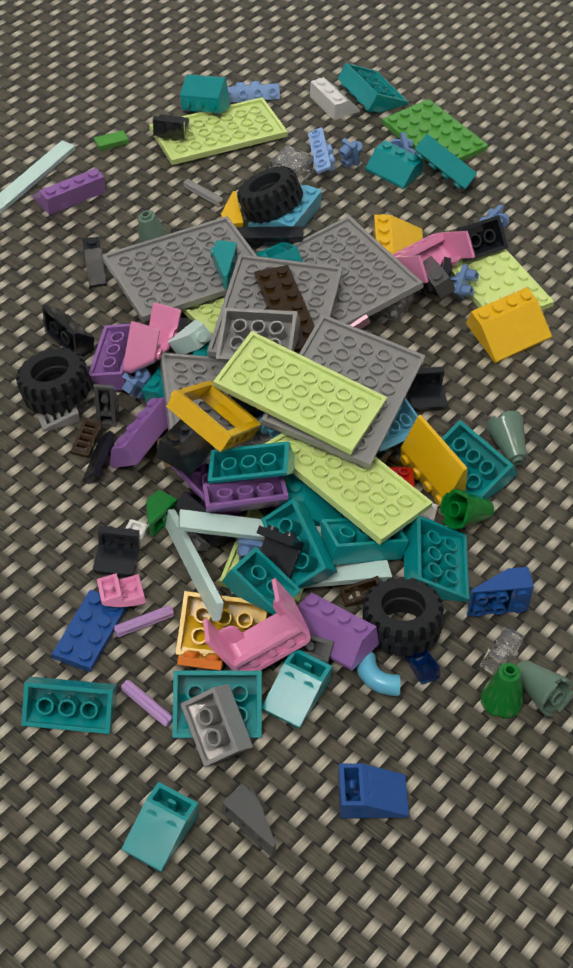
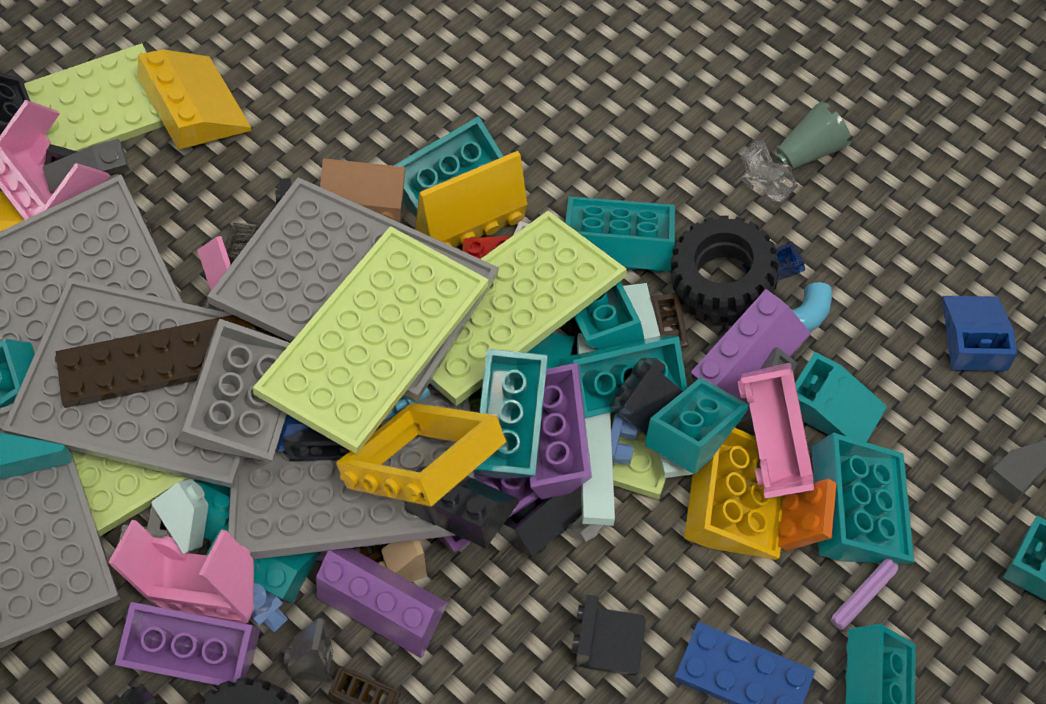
camera: 85 degrees left, 10 degrees up
(99, 457) = (410, 671): black tile -> none
(121, 592) = (682, 628): bright pink slope -> none
(142, 527) = (557, 615): white tile -> none
(143, 621) = (726, 599): lavender axle -> none
(157, 510) = (528, 577): green slope -> none
(195, 567) = (654, 516): light aqua tile -> none
(216, 725) = (910, 496): light grey slope -> none
(437, 404) = (366, 184): none -> medium nougat slope
(462, 281) = (85, 128): medium blue hips -> none
(464, 509) = (548, 184): green cone -> none
(502, 594) = (681, 159): blue slope -> none
(503, 692) = (824, 178): green cone -> none
(509, 435) = (410, 122): sand green cone -> none

